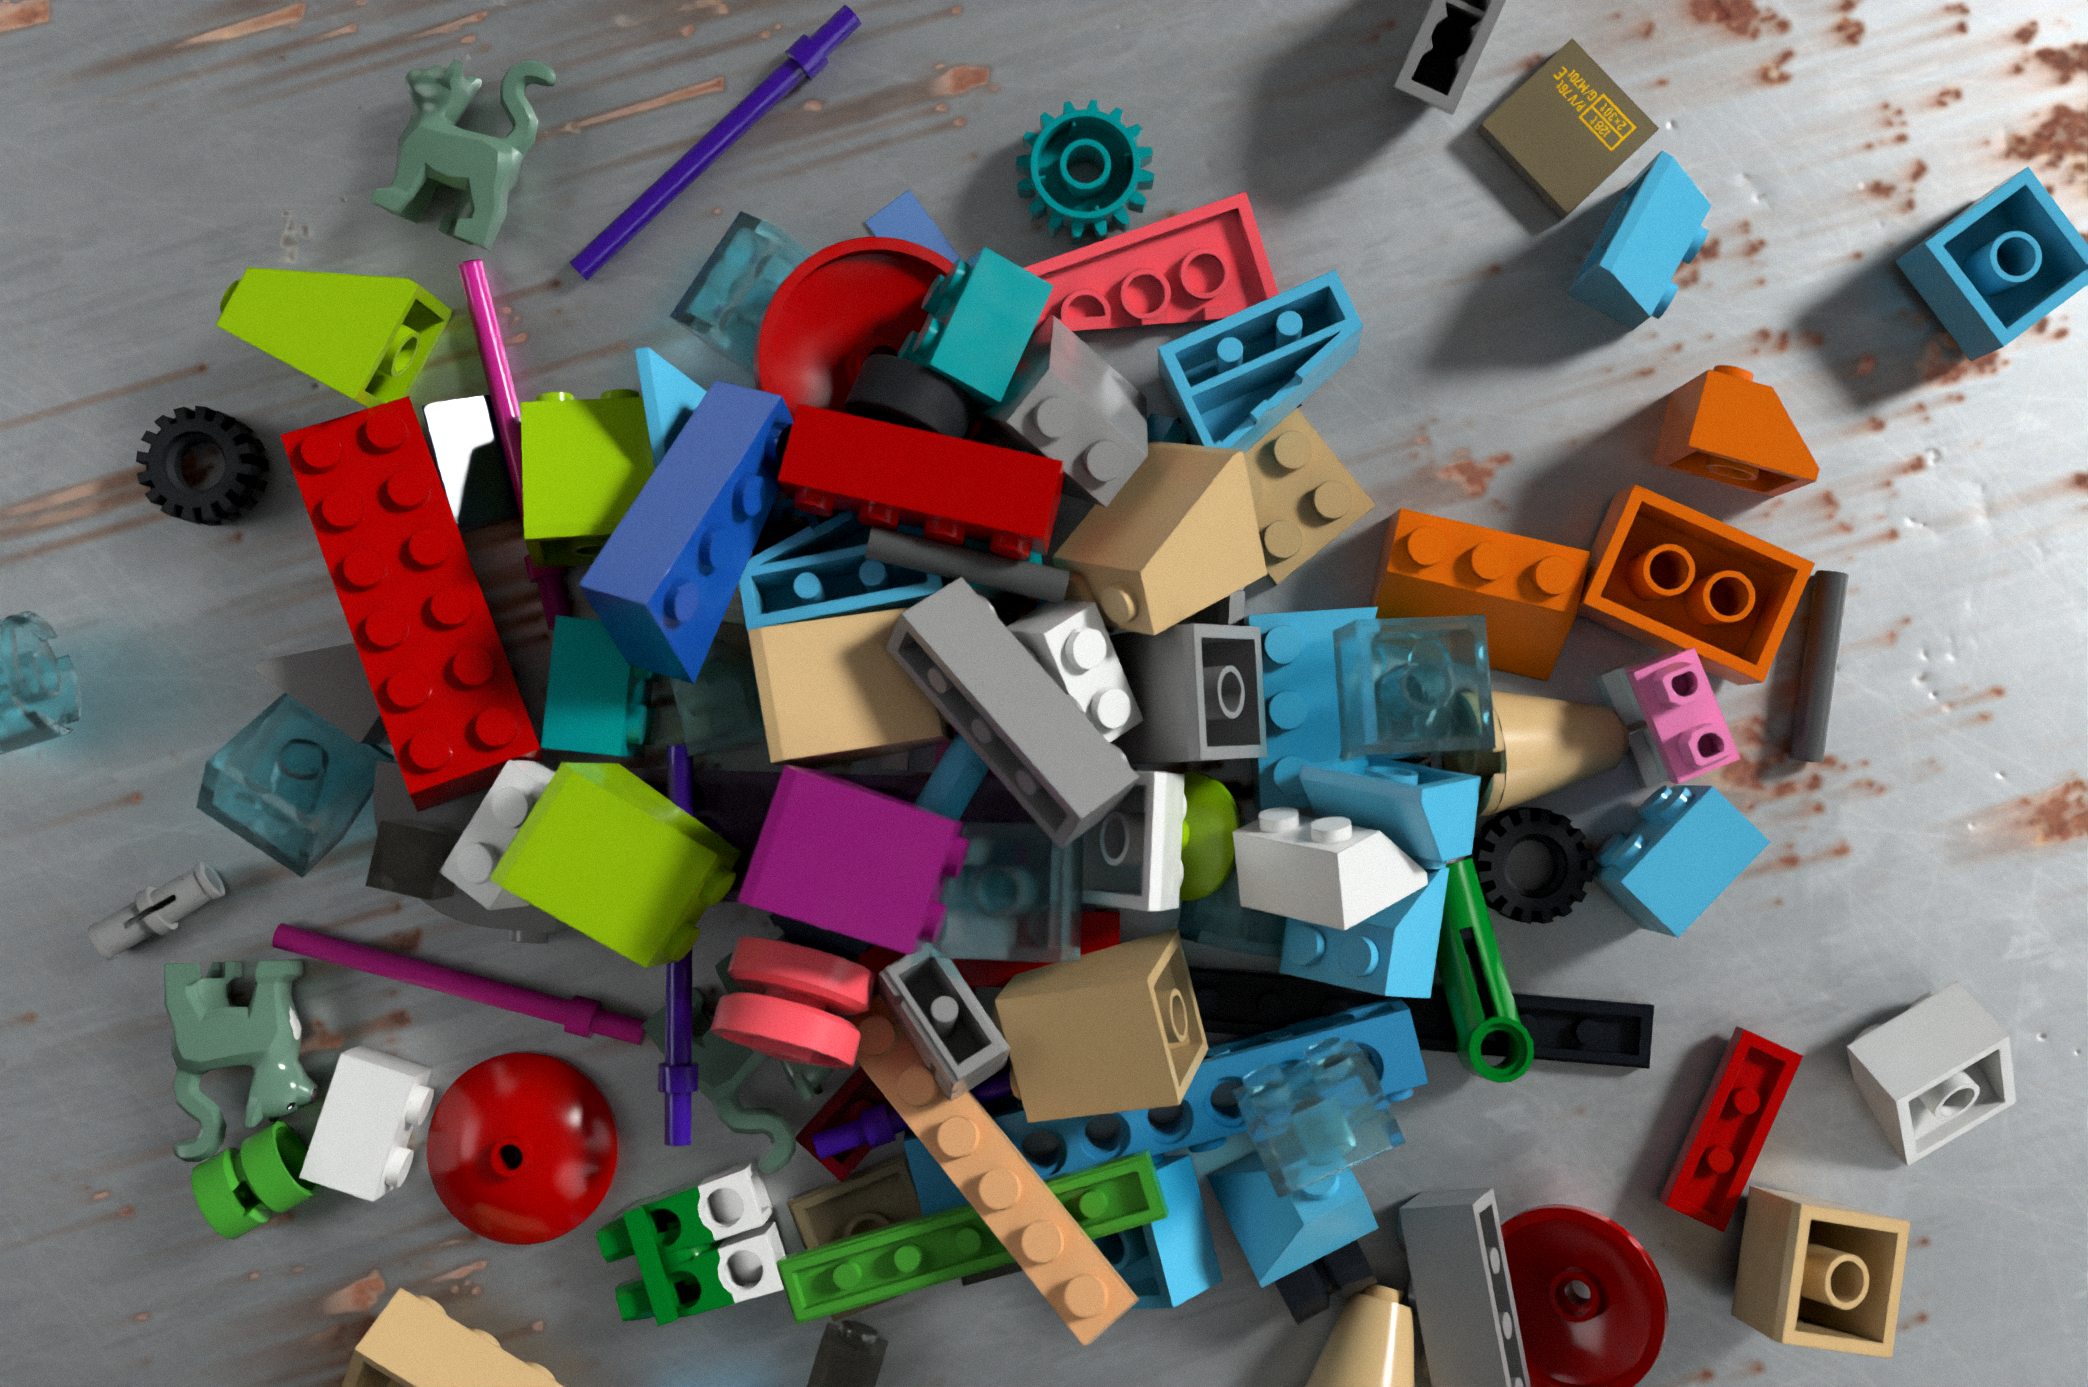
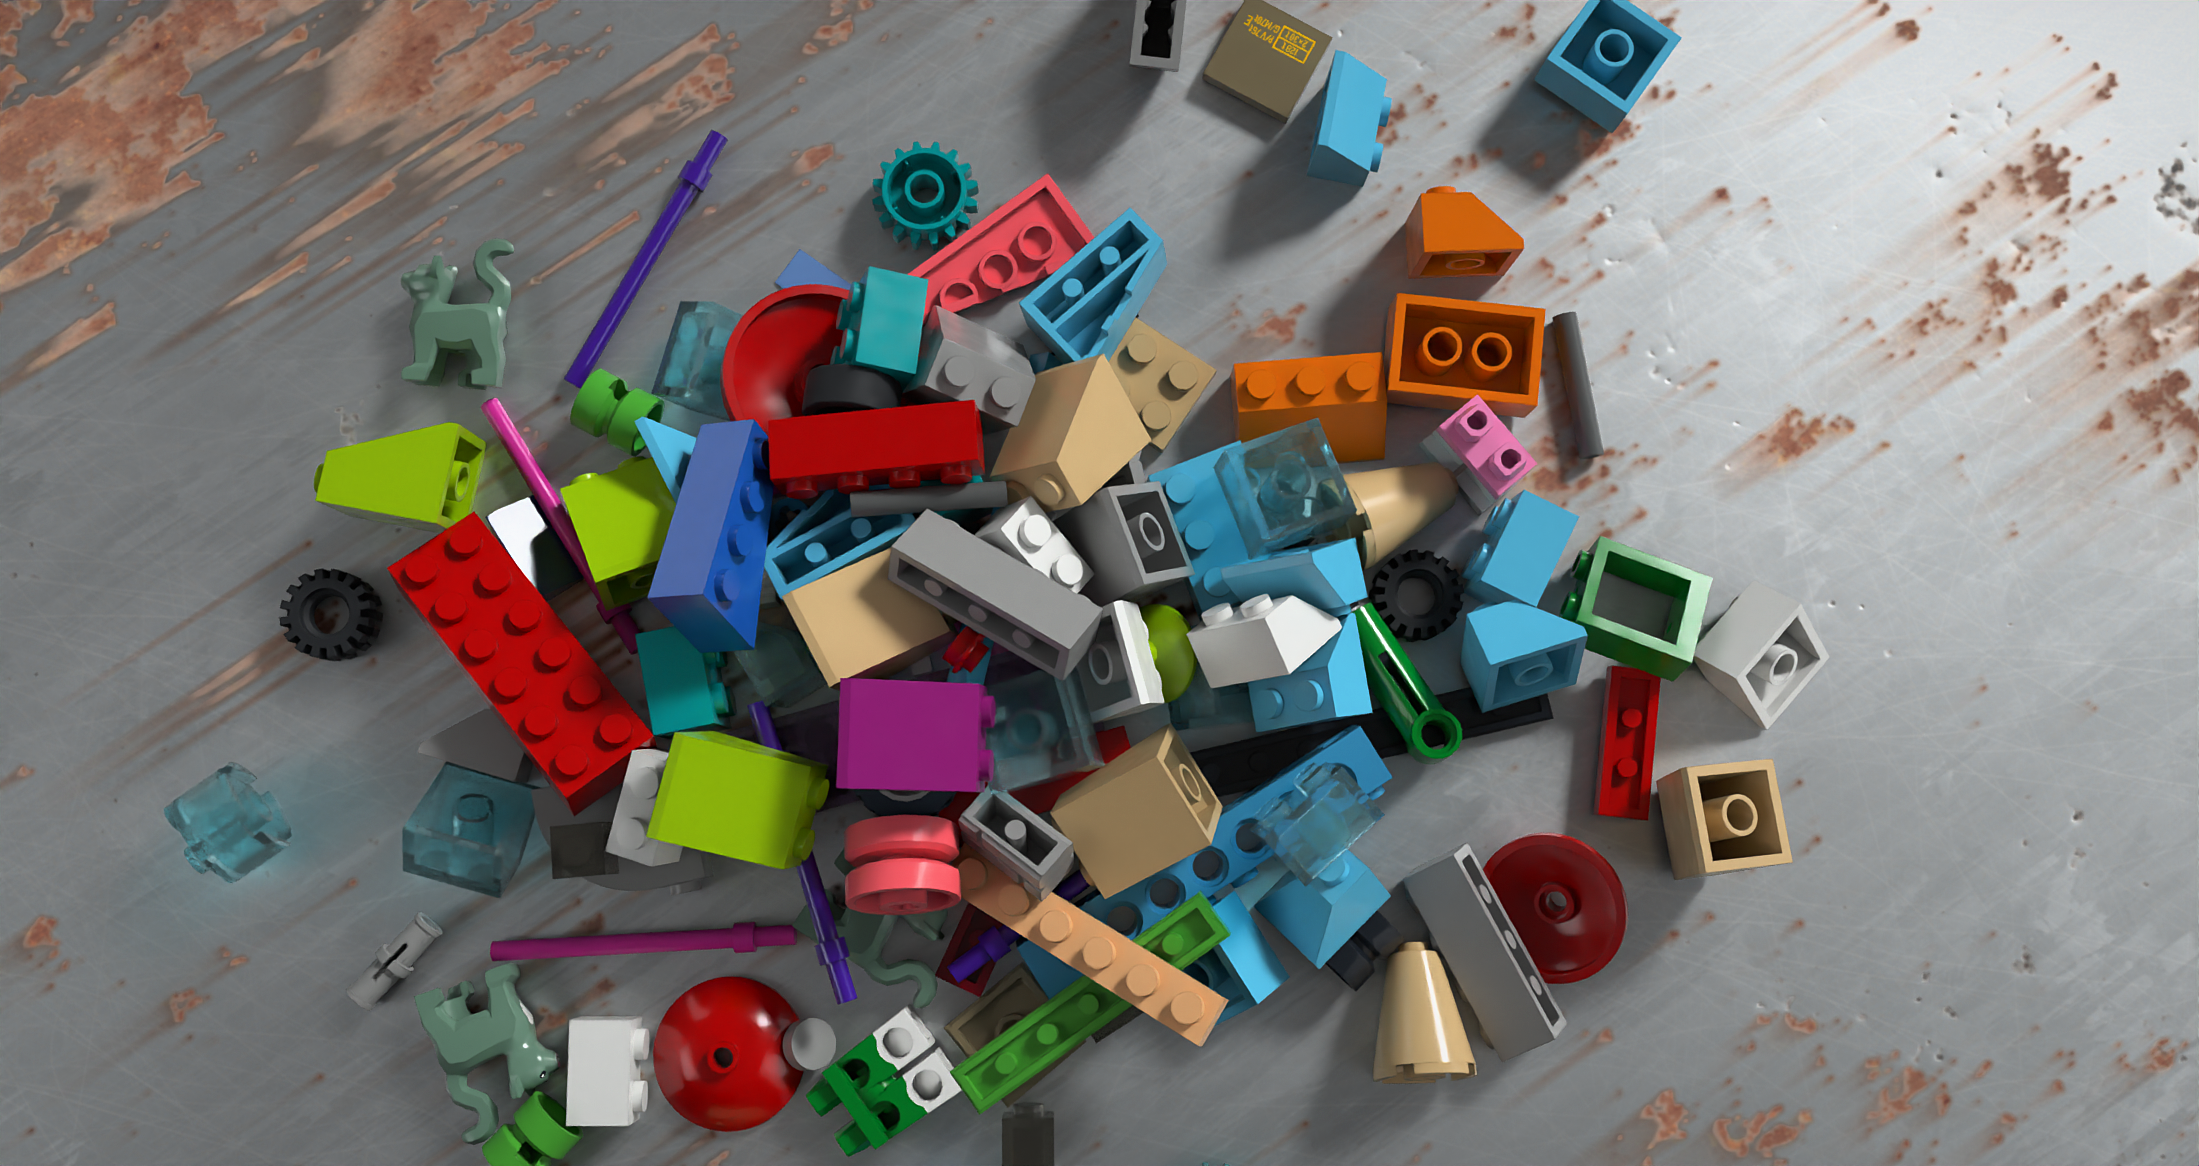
camera: 25 degrees left, 5 degrees down
(613, 317) = (611, 409): none -> bright green wheel
(620, 1170) = (809, 1044): none -> light grey tile
(954, 769) = (966, 650): none -> red plate
(1635, 981) = (1519, 653): none -> medium azure slope
(1854, 1002) = (1655, 656): none -> green window

